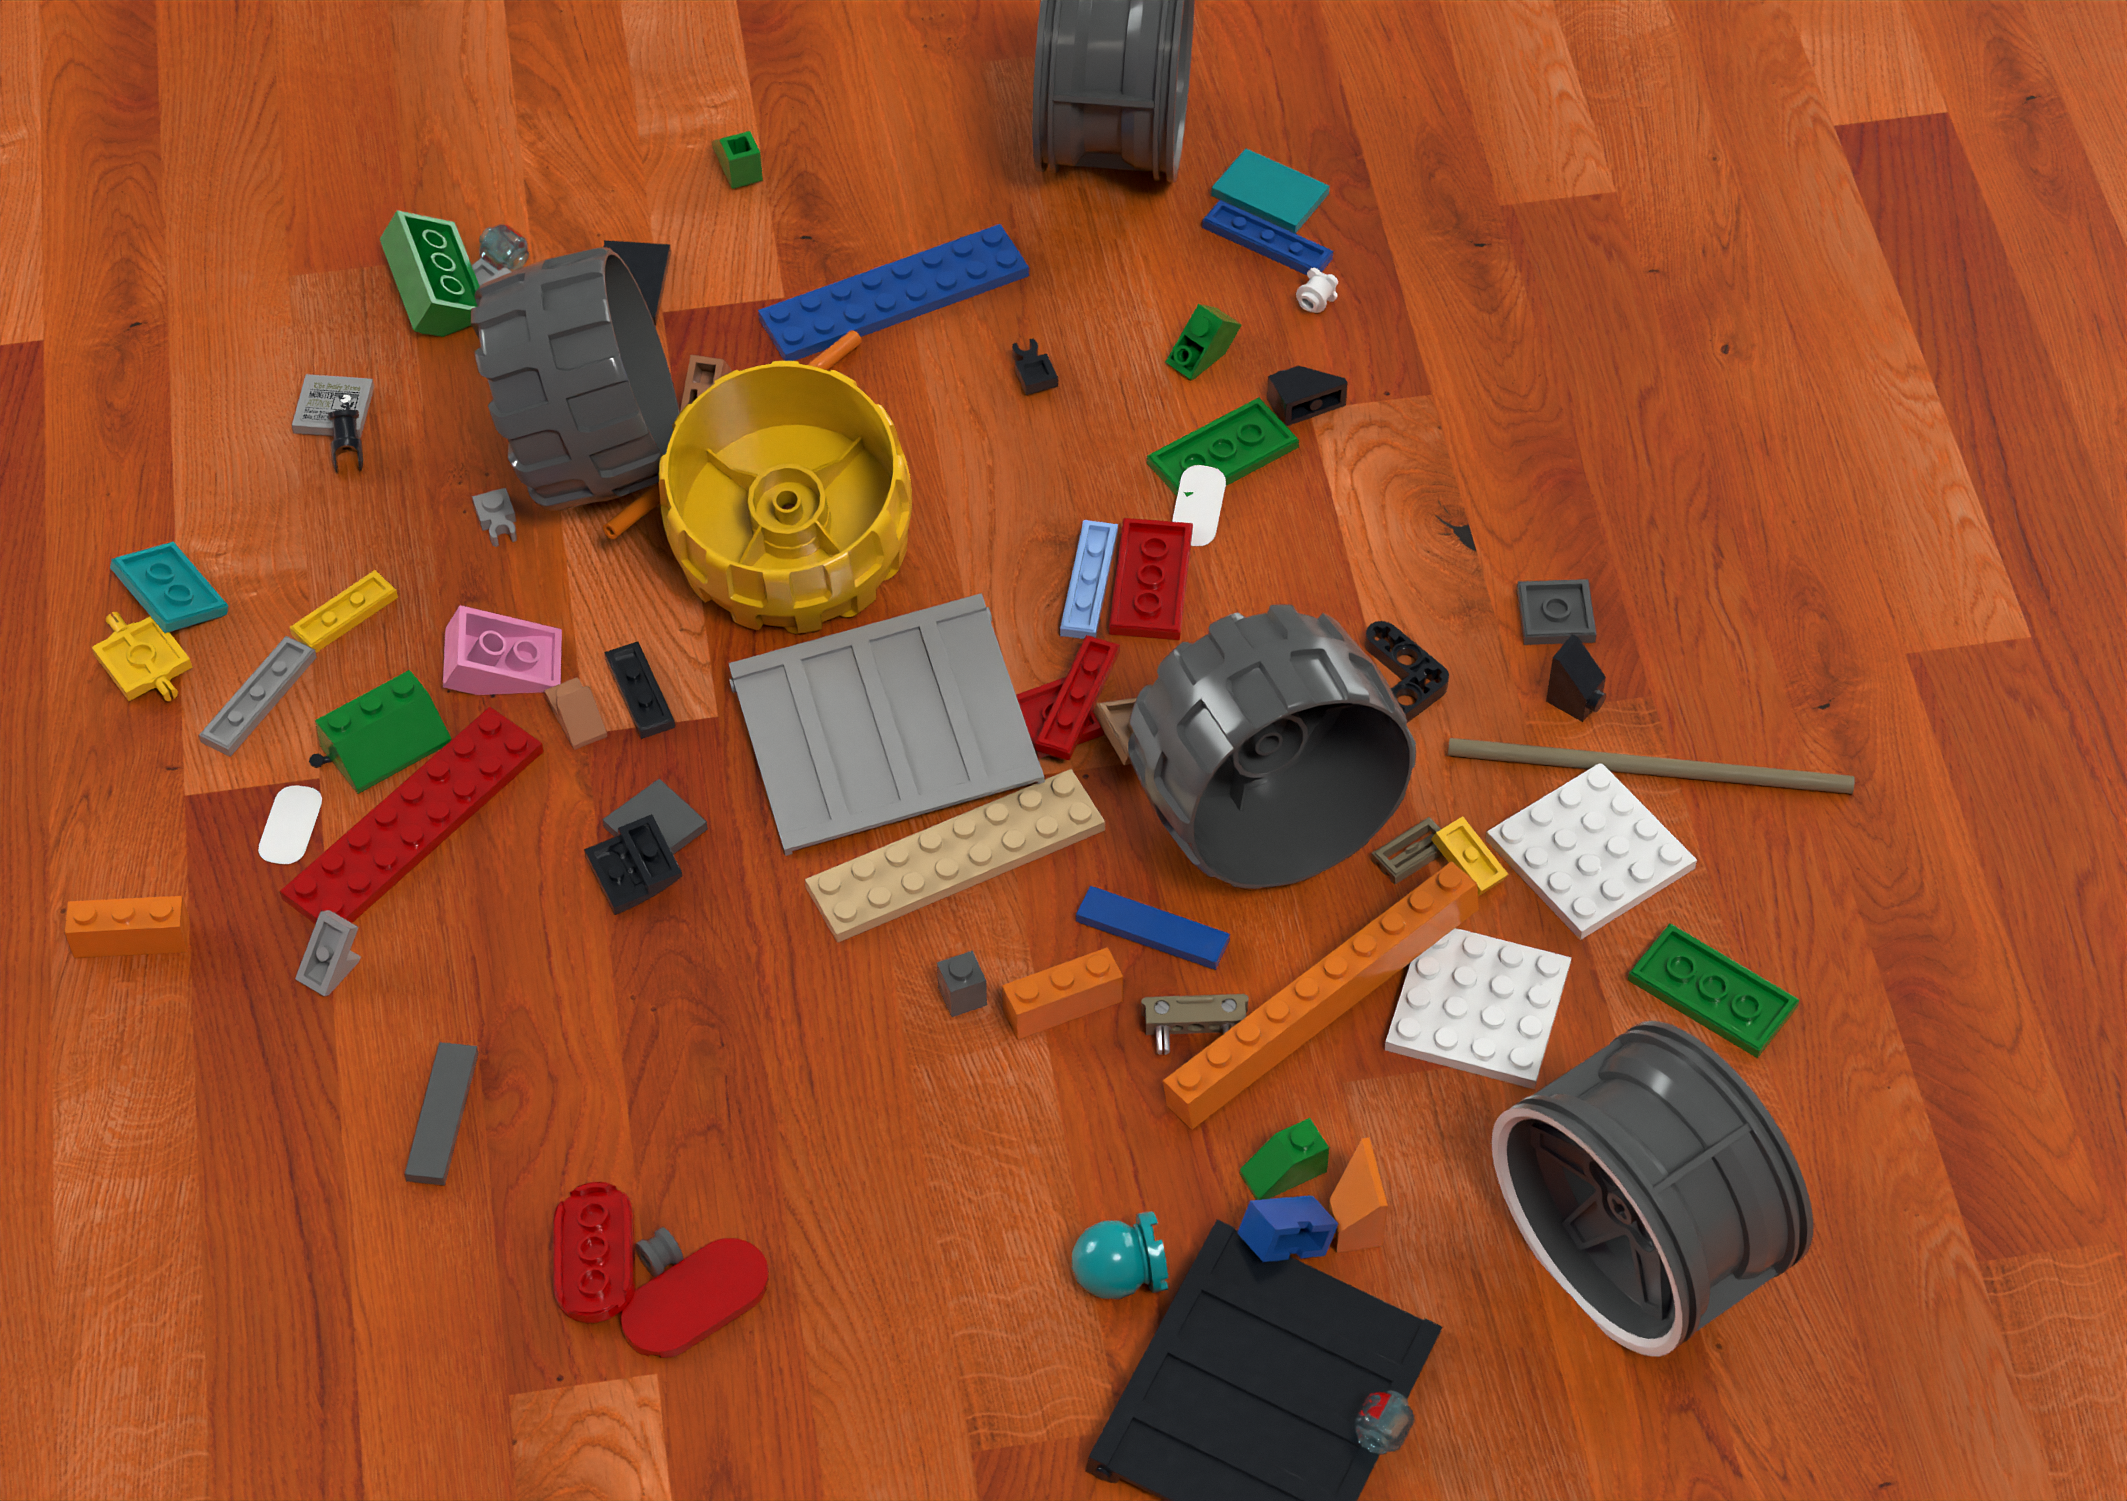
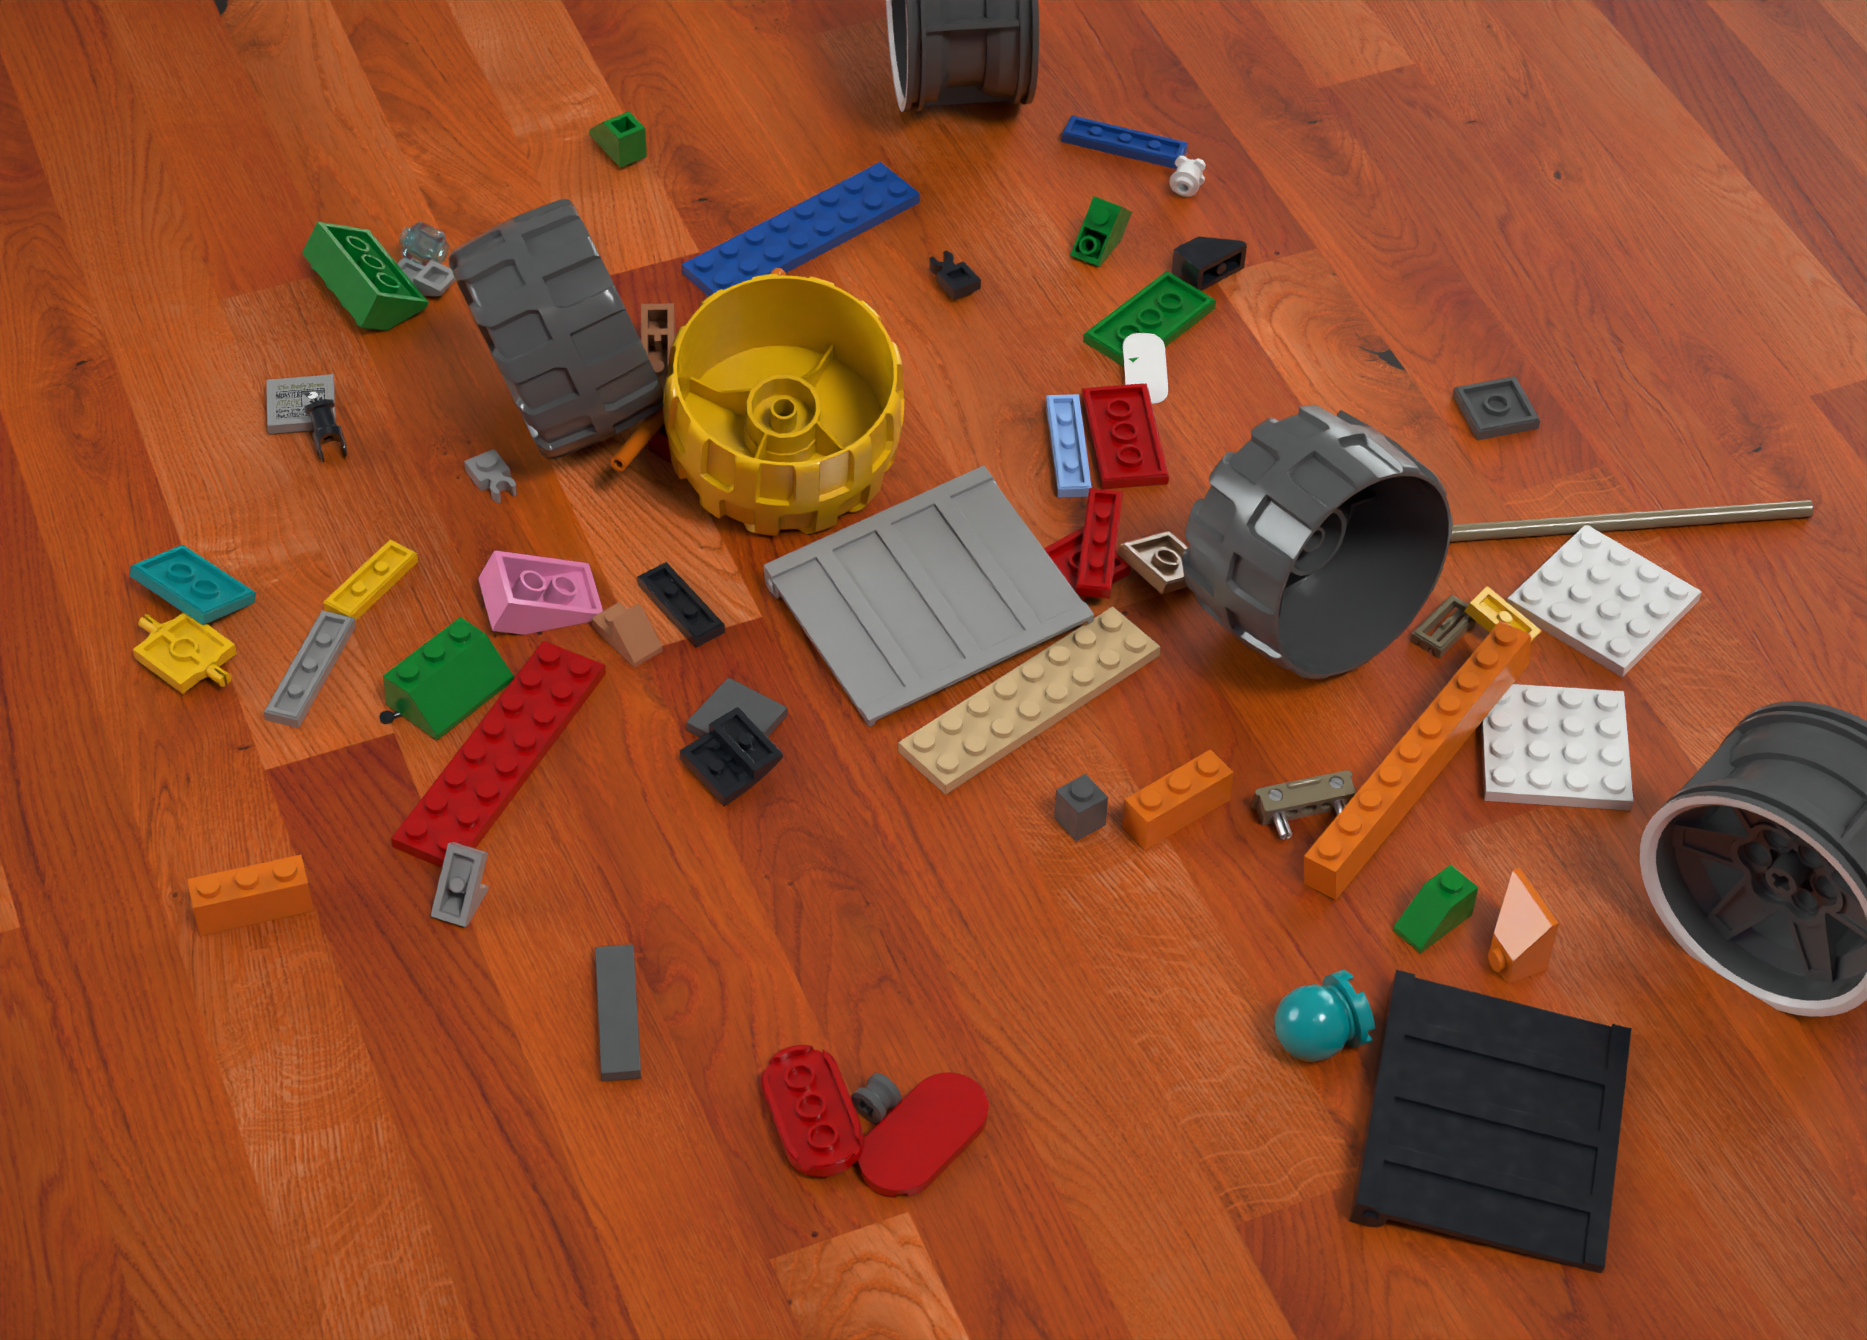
camera: 15 degrees left, 5 degrees down
(290, 824) = (378, 779): white sticker -> none
(1153, 927) = (1236, 730): blue tile -> none
(1270, 190) = (1113, 101): teal tile -> none
(1287, 1227) = (1465, 964): blue brick -> none
(1384, 1422) = (1617, 1119): clear light blue head -> none
(1575, 681) = (1542, 459): black slope -> none
(1713, 990) = (1736, 689): green tile -> none

